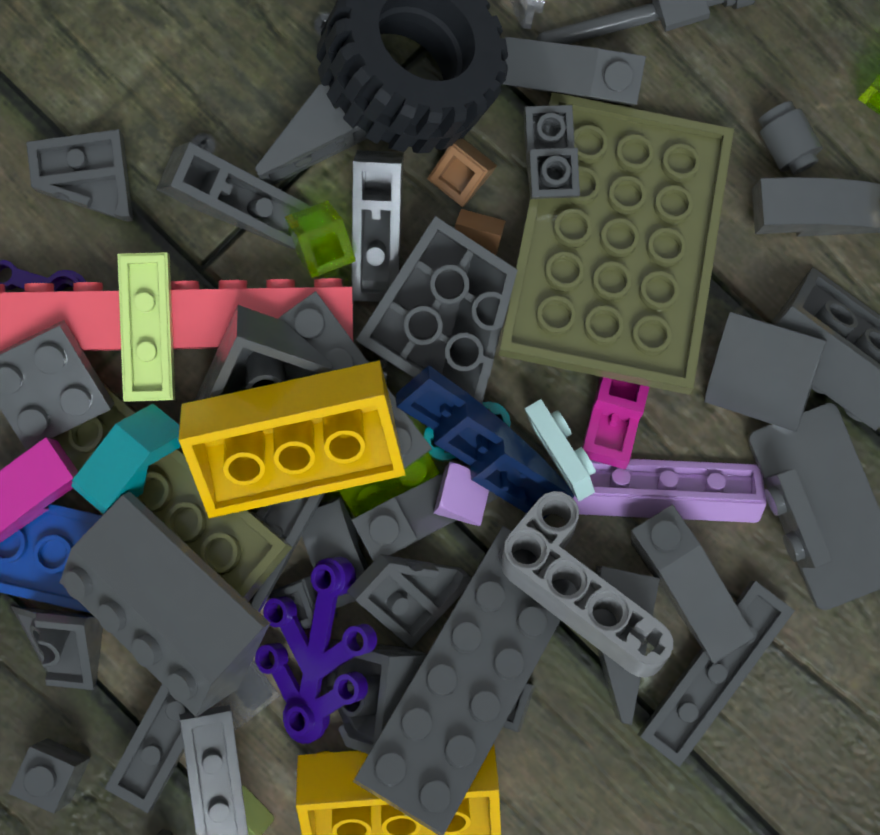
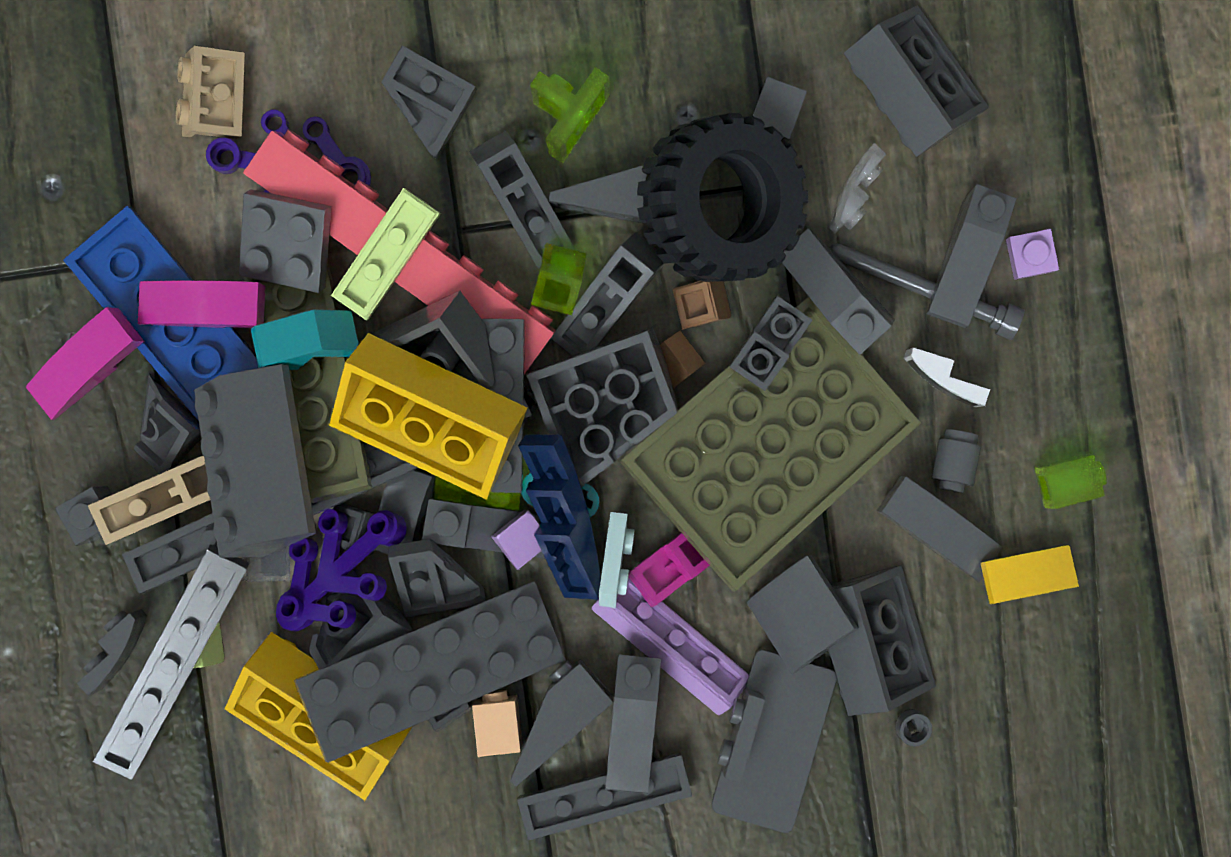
camera: 40 degrees right, 5 degrees up
(96, 716) = (151, 501): none -> tan slope
(214, 82) = (571, 110): none -> clear neon green bracket
(569, 681) = (497, 724): none -> light nougat brick
(592, 591) = (555, 678): light grey beam -> none
(713, 77) = (937, 370): none -> white slope

